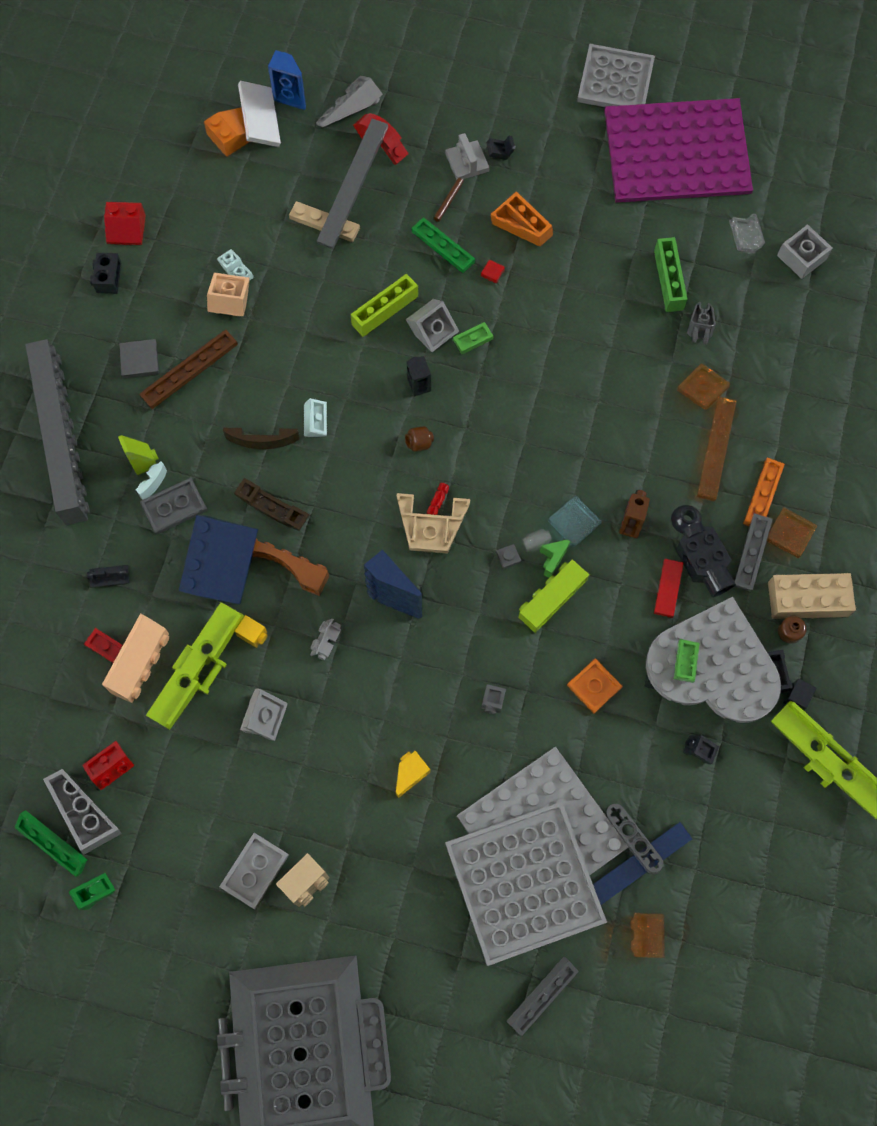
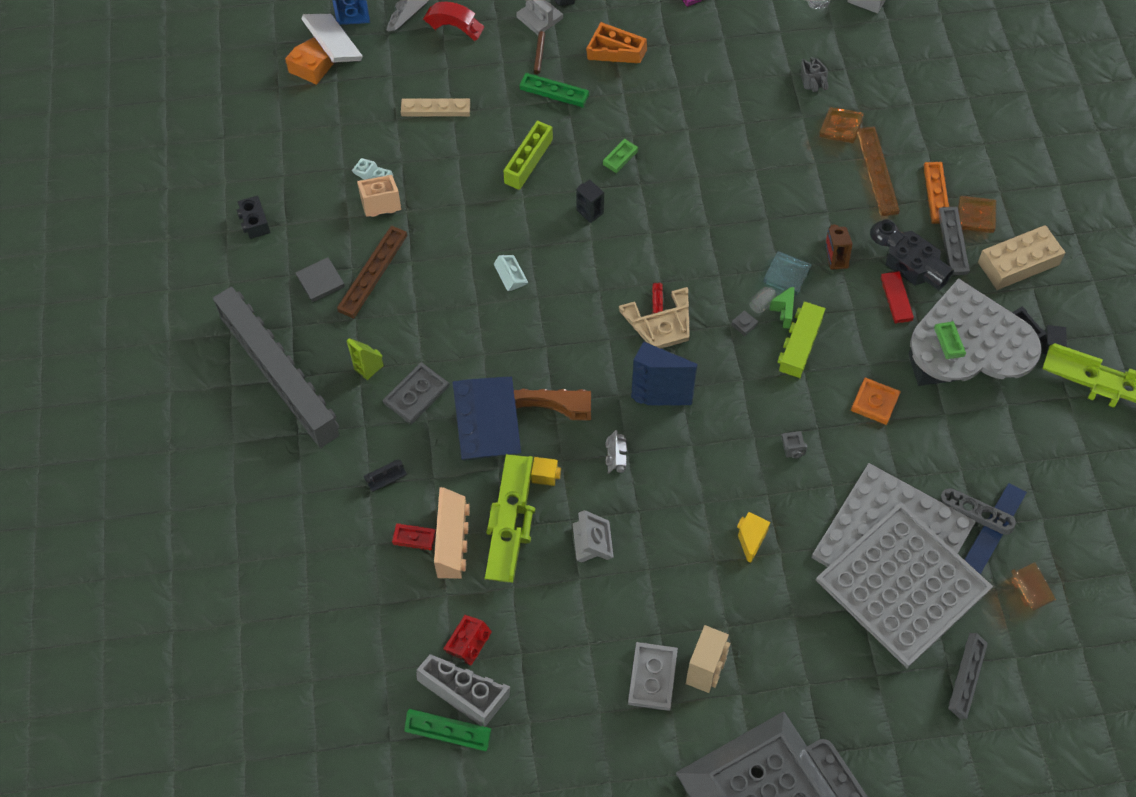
camera: 20 degrees left, 10 degrees down
(91, 892) = (510, 755): green slope -> none
(124, 223) = (249, 169): red slope -> none
(156, 475) = (387, 375): light aqua slope -> none
(271, 506) = (509, 360): dark brown slope -> none
(285, 438) = (471, 308): dark brown slope -> none
(352, 184) = (450, 65): dark grey tile -> none
(419, 438) = (615, 254): reddish brown head -> none
(432, 324) = (578, 156): light grey slope -> none
(492, 271) = (609, 96): red tile -> none
(670, 274) = (767, 45): bright green brick -> none
(701, 748) = (994, 414): black bracket -> none
(792, 629) = (1020, 289): reddish brown head -> none

